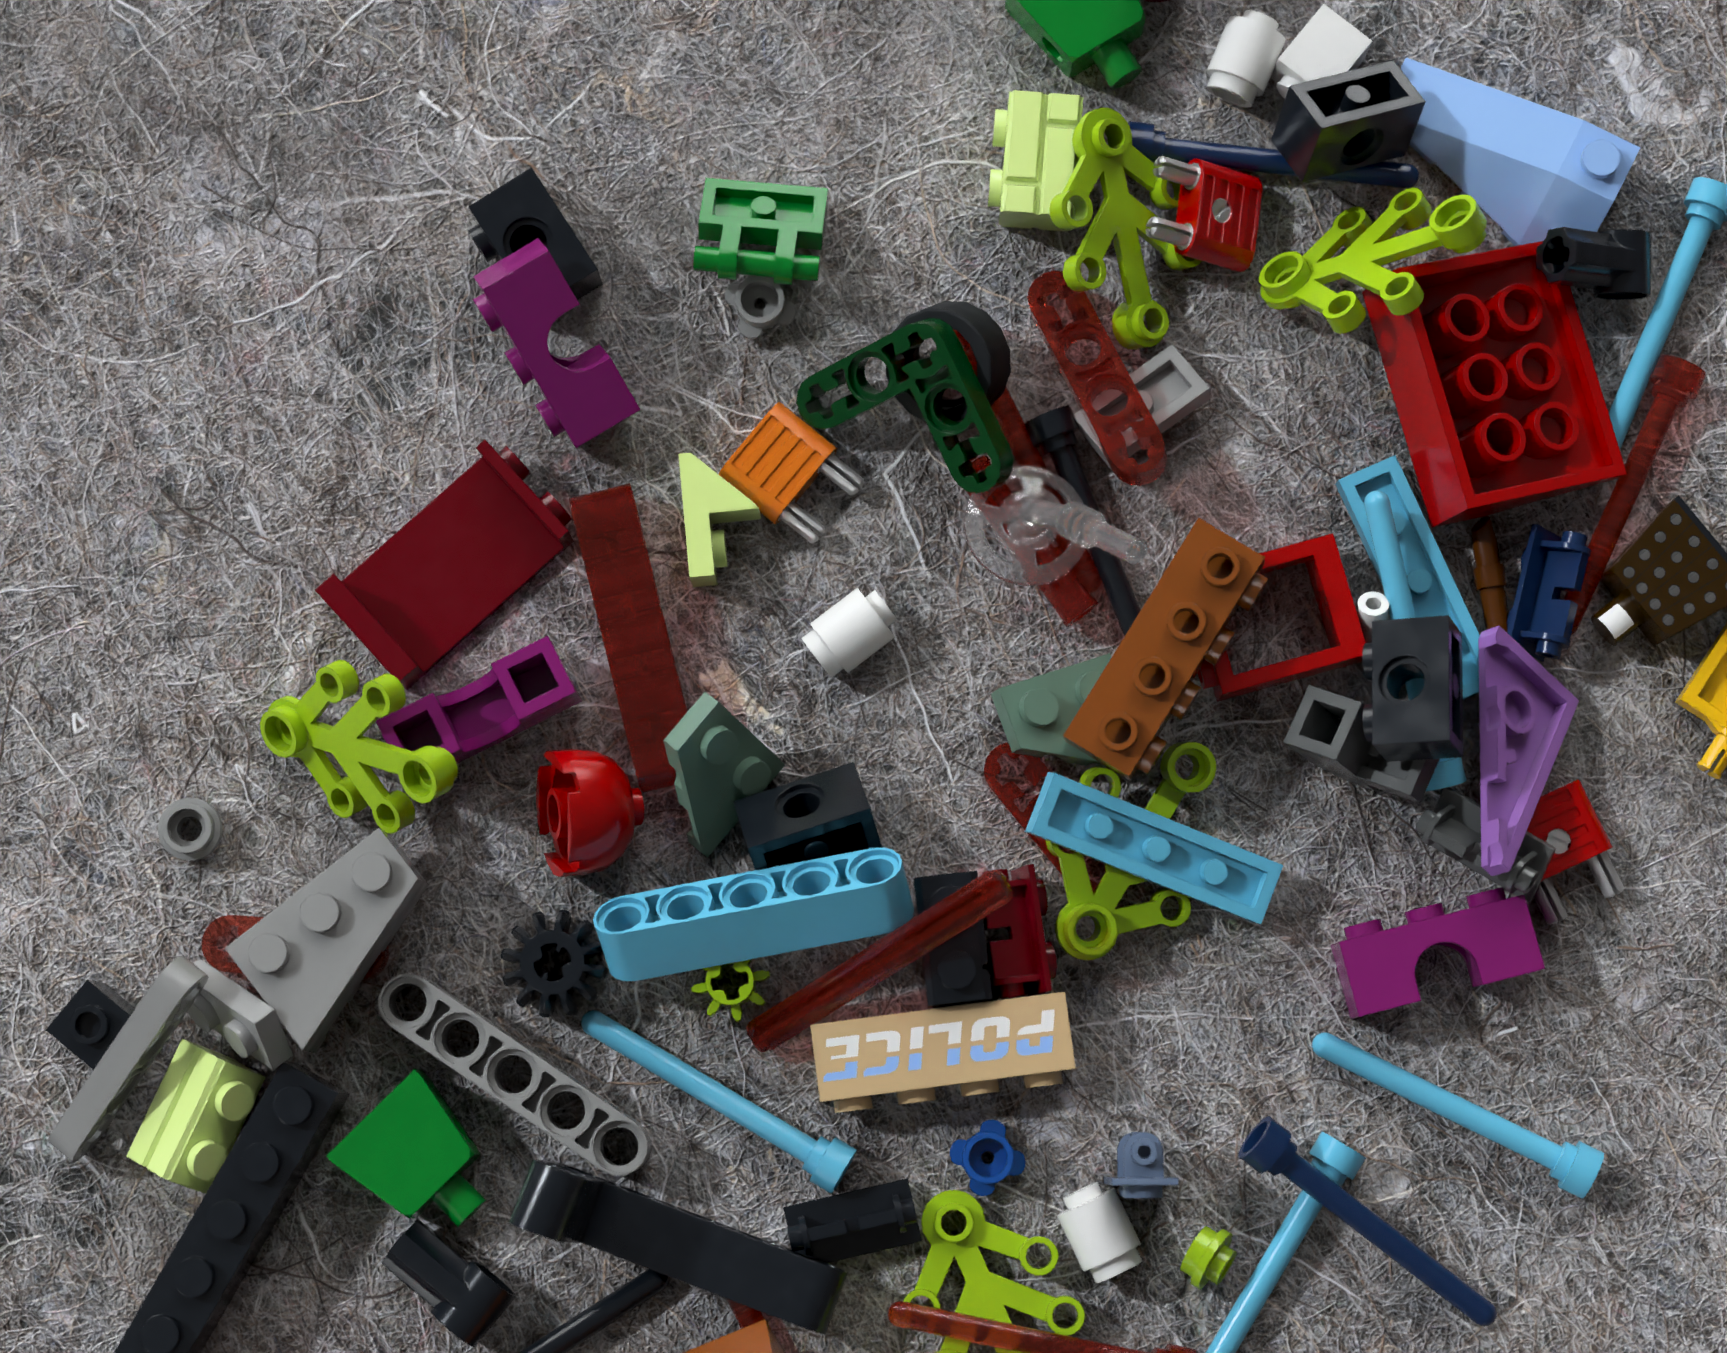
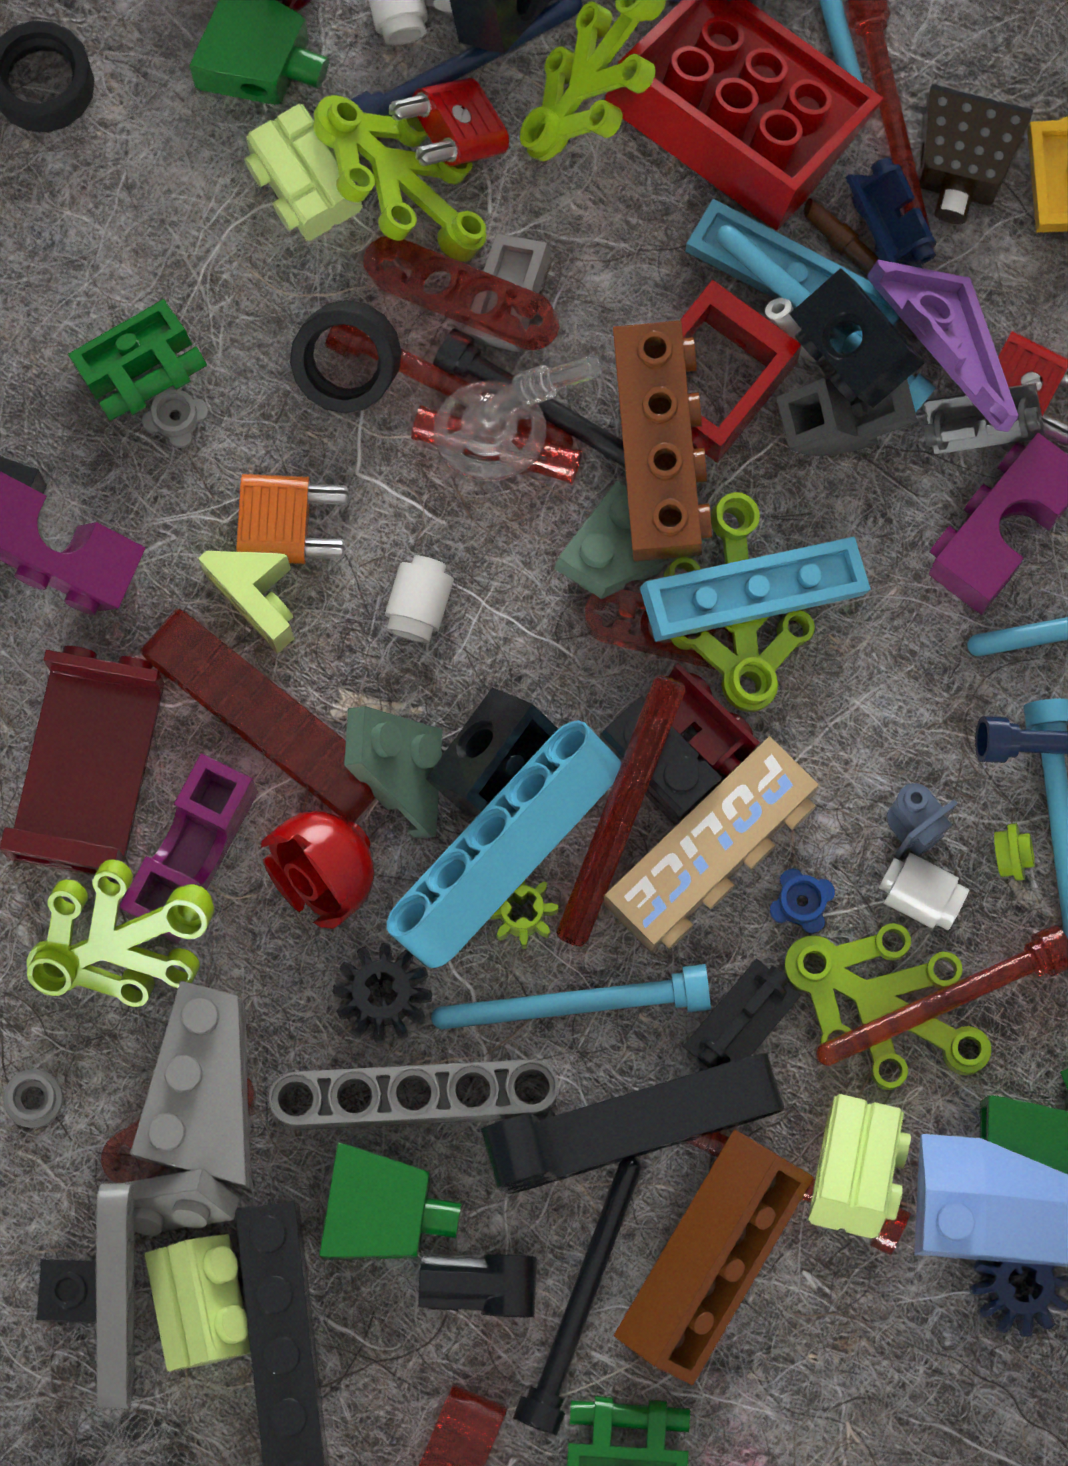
camera: 40 degrees left, 5 degrees down
(927, 380) = (345, 377): dark green beam -> none

